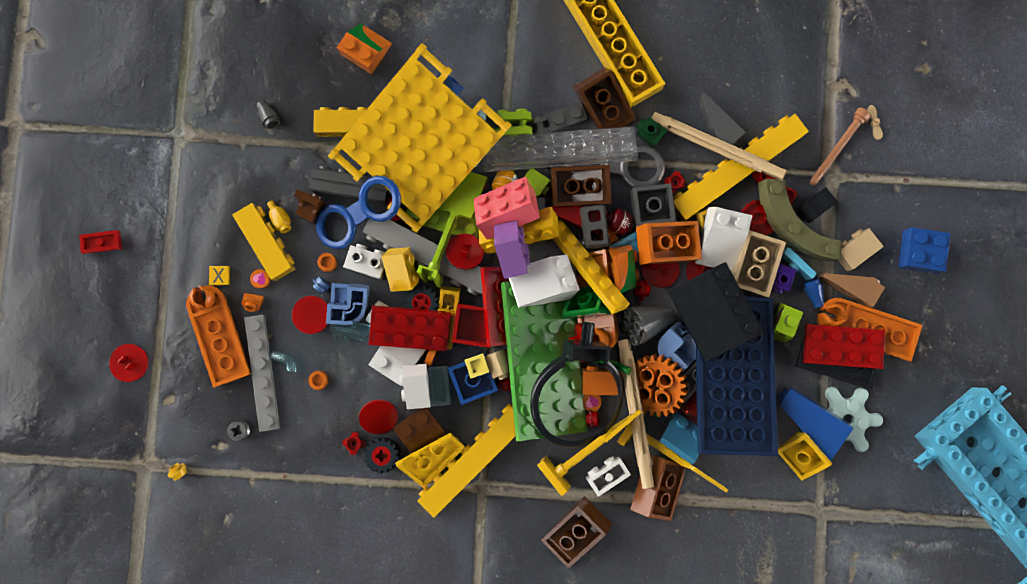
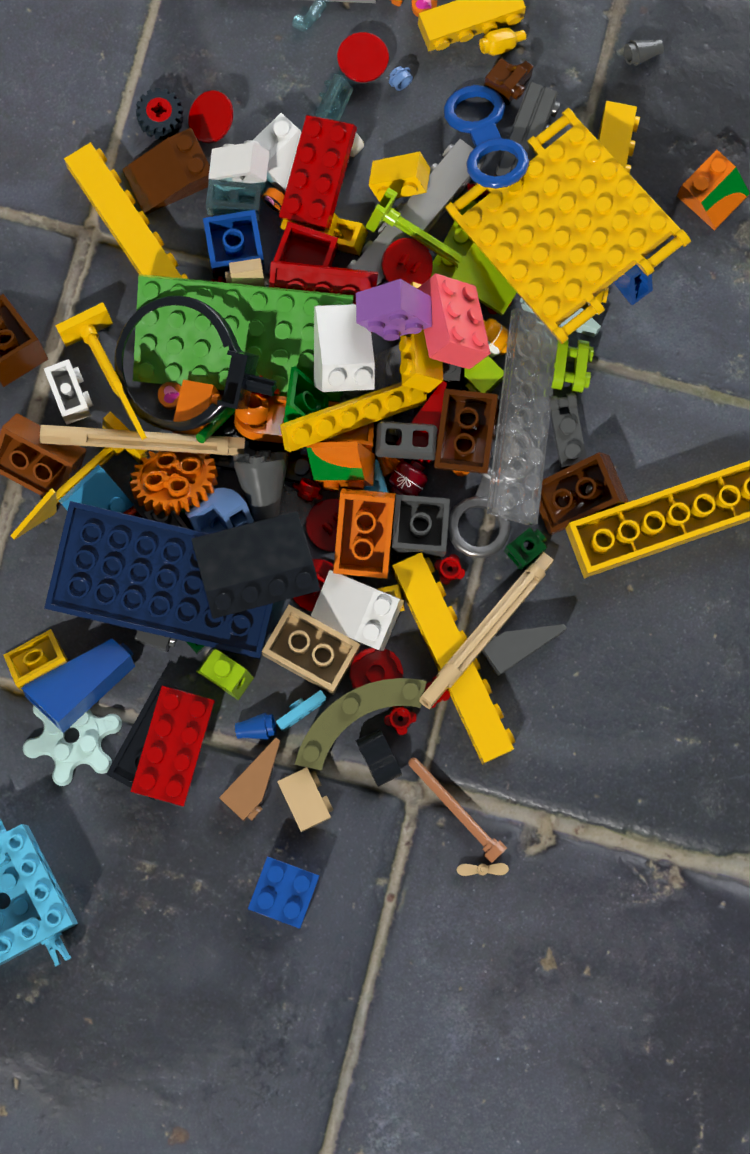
camera: 90 degrees right, 5 degrees down
(318, 380) = (275, 53): orange tile -> none
(327, 262) = (429, 92): orange tile -> none
(347, 303) = (367, 103): medium blue brick -> none
(353, 448) = (180, 75): red plate -> none
(365, 261) = (420, 135): white brick -> none
(416, 299) = (359, 195): black wheel -> none
(430, 460) = (139, 169): yellow wing -> none
(477, 366) = (249, 244): light yellow plate -> none
(593, 419) = (147, 391): red plate -> none
(783, 279) = (284, 682): dark purple brick -> none
(900, 334) = (174, 828): orange plate -> none

